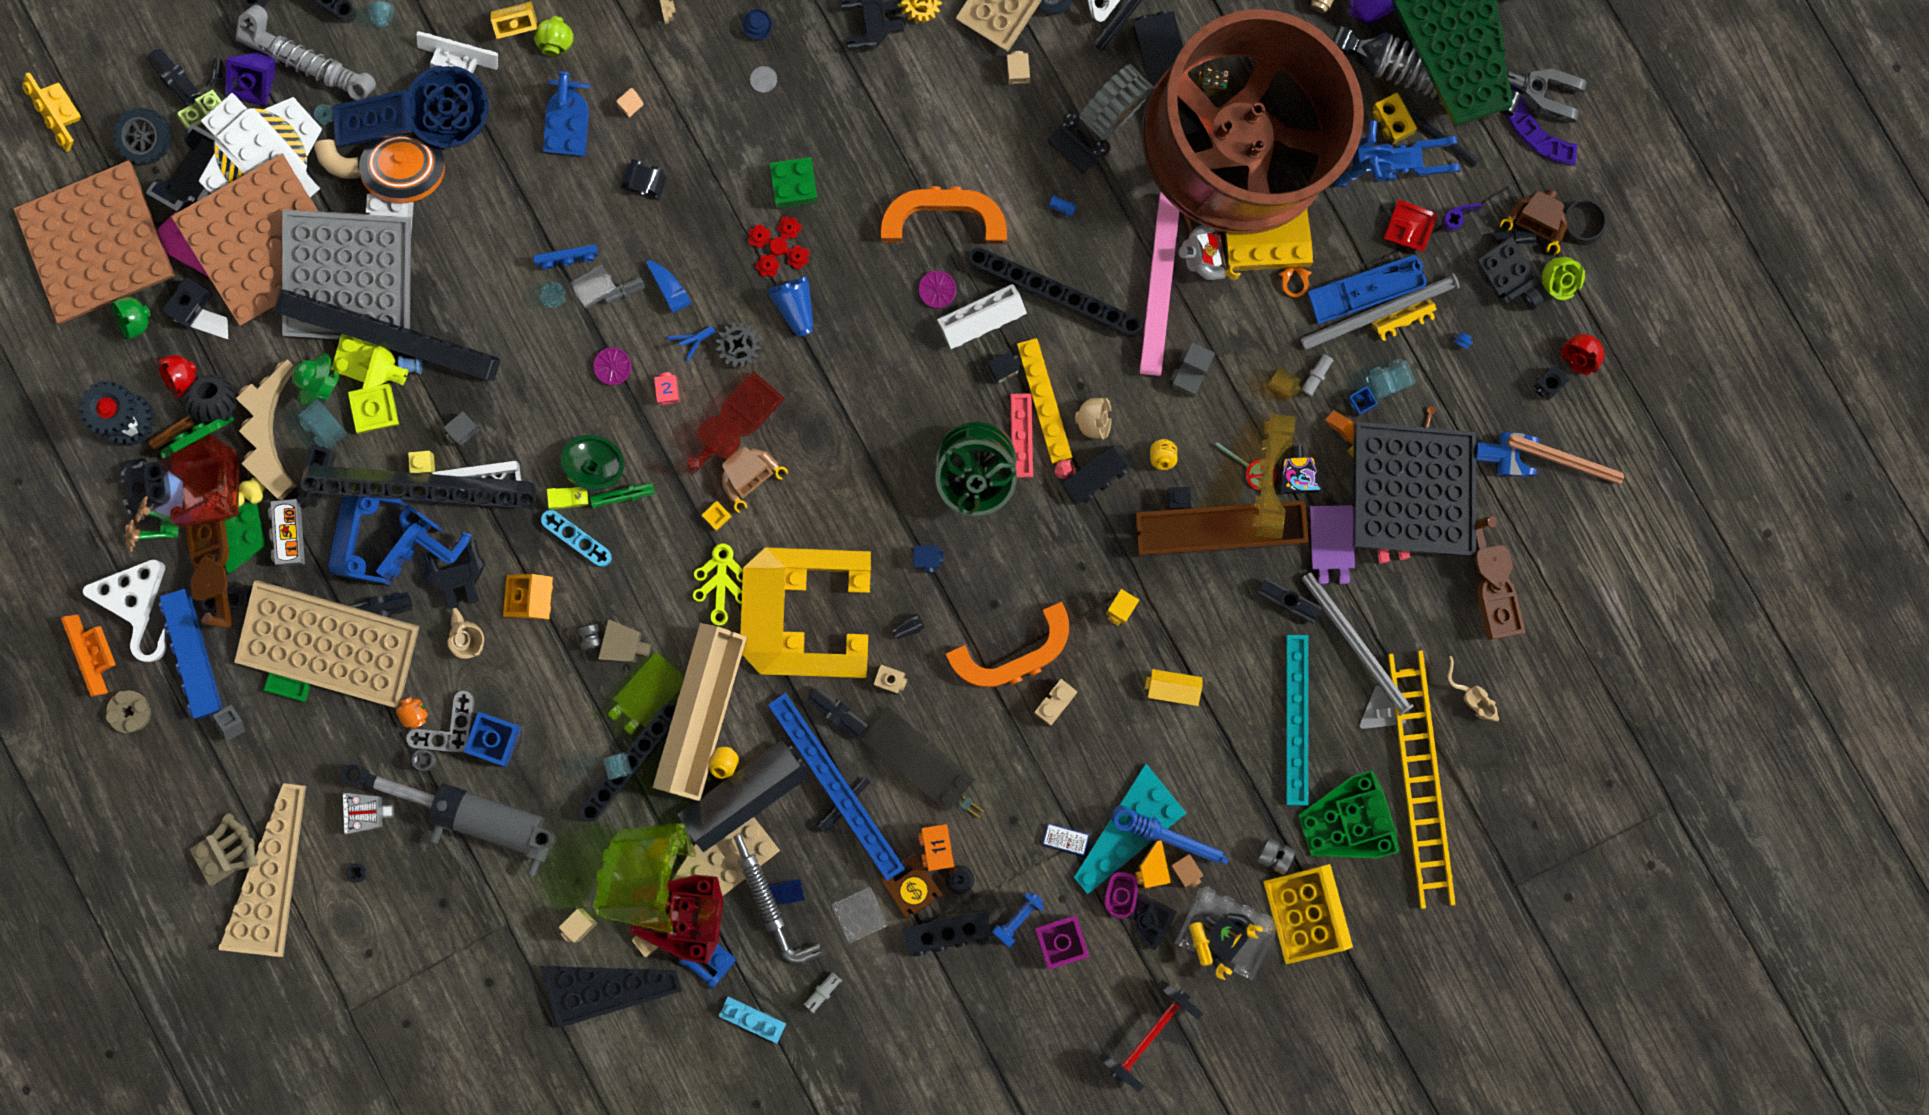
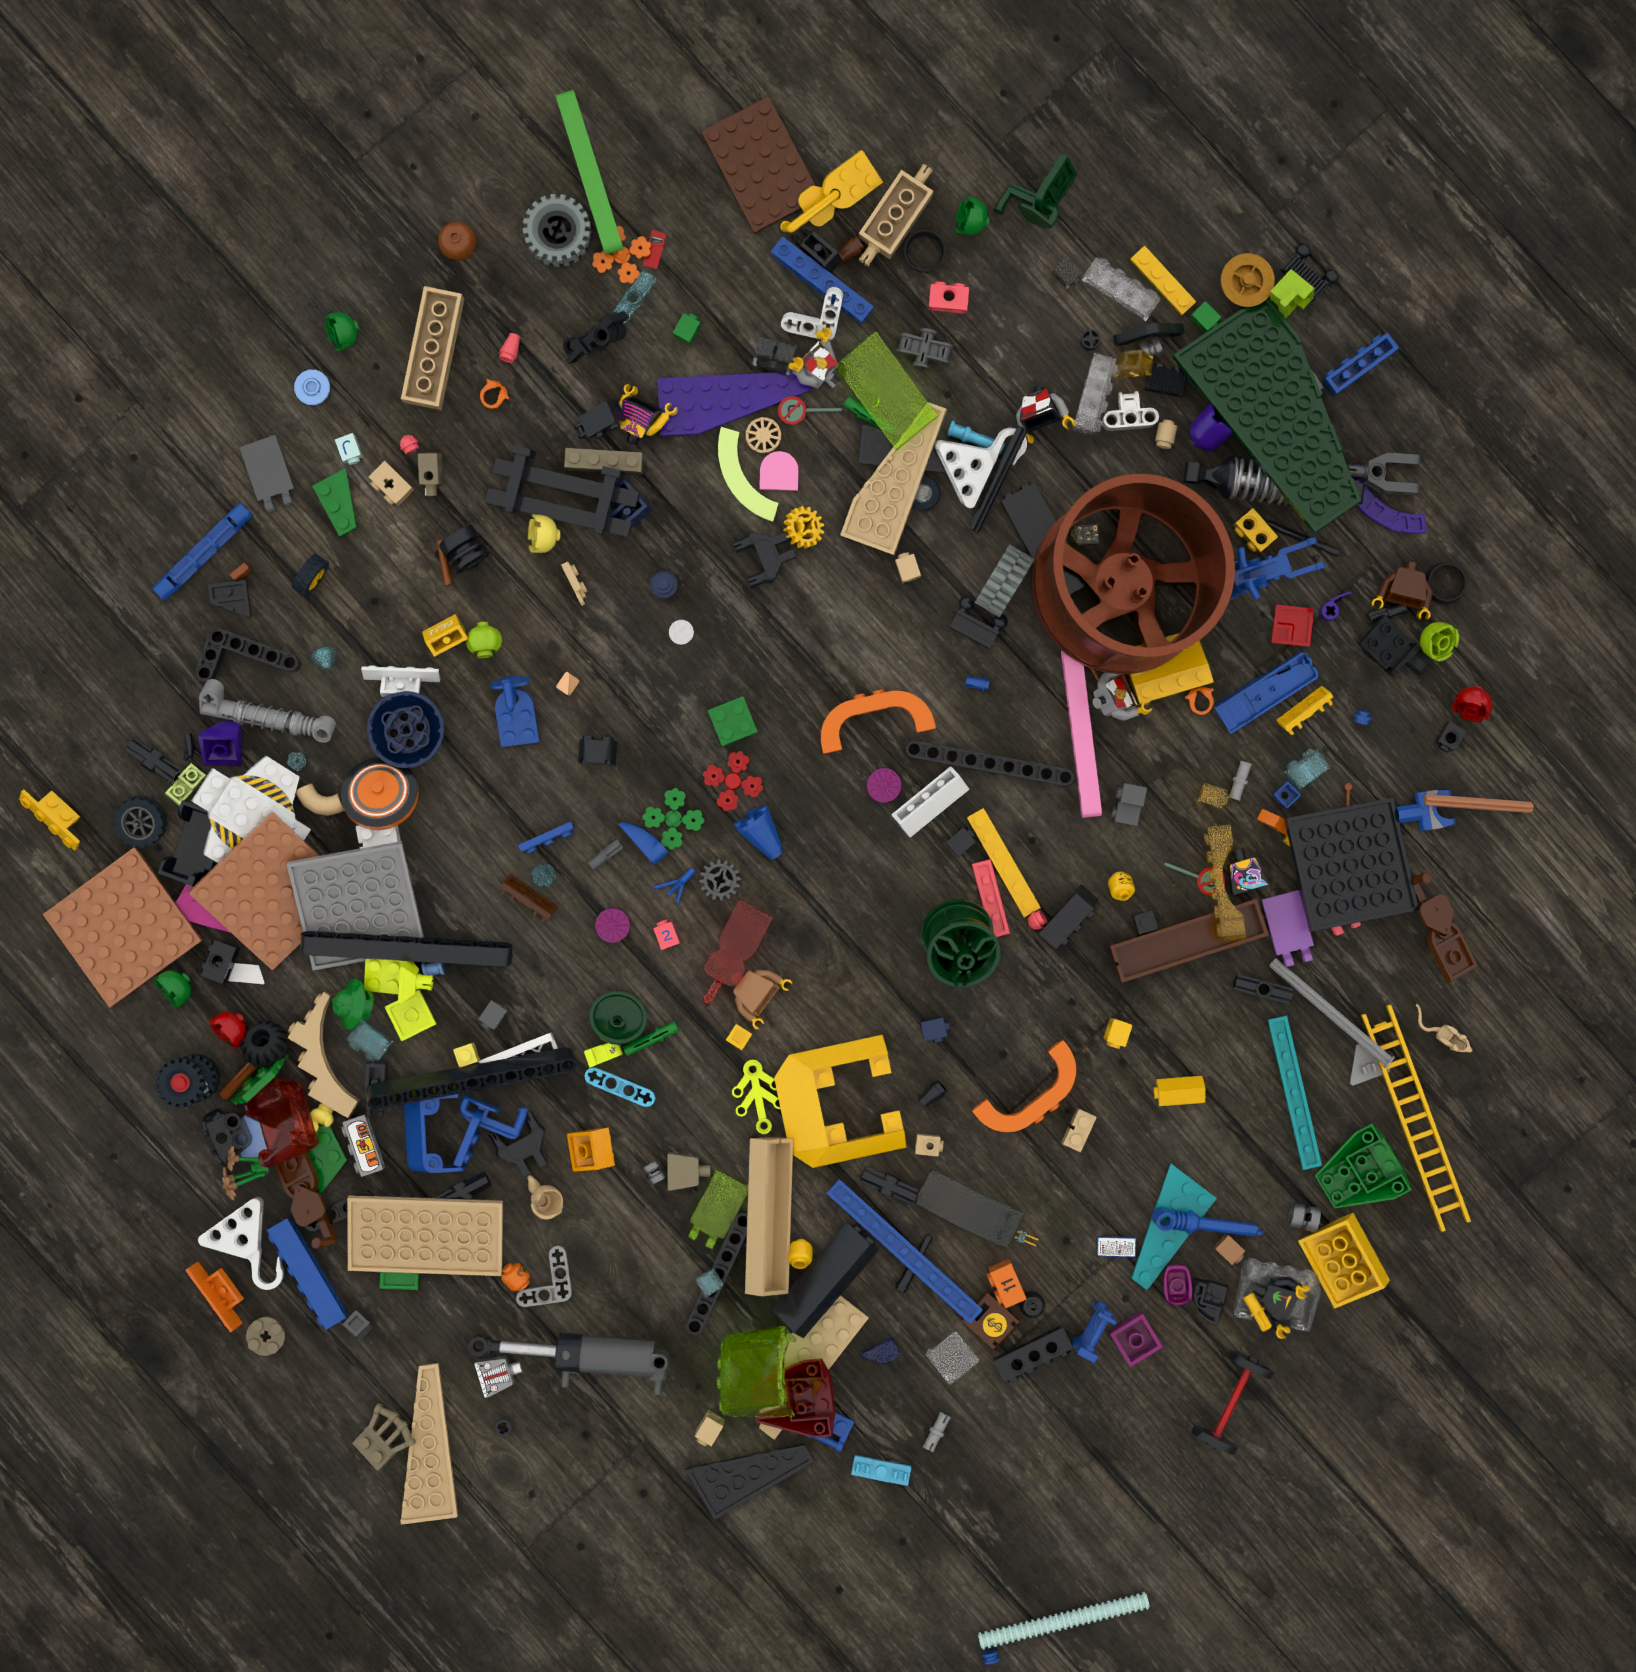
camera: 10 degrees left, 5 degrees up
(372, 118) = (341, 756): dark blue plate -> none
(421, 758) = (533, 1315): flat silver wheel -> none
(492, 739) = (592, 1283): blue brick -> none
(530, 314) = (528, 897): none -> reddish brown plate
(593, 286) = (578, 858): clear piece -> none
(705, 269) = (673, 818): none -> green plant
(767, 906) = (871, 1370): flat silver piece -> none
(1094, 418) = (1051, 869): tan cylinder -> none
(1153, 868) = (1199, 1255): light orange slope -> none
(1380, 311) = (1283, 709): light grey axle -> none

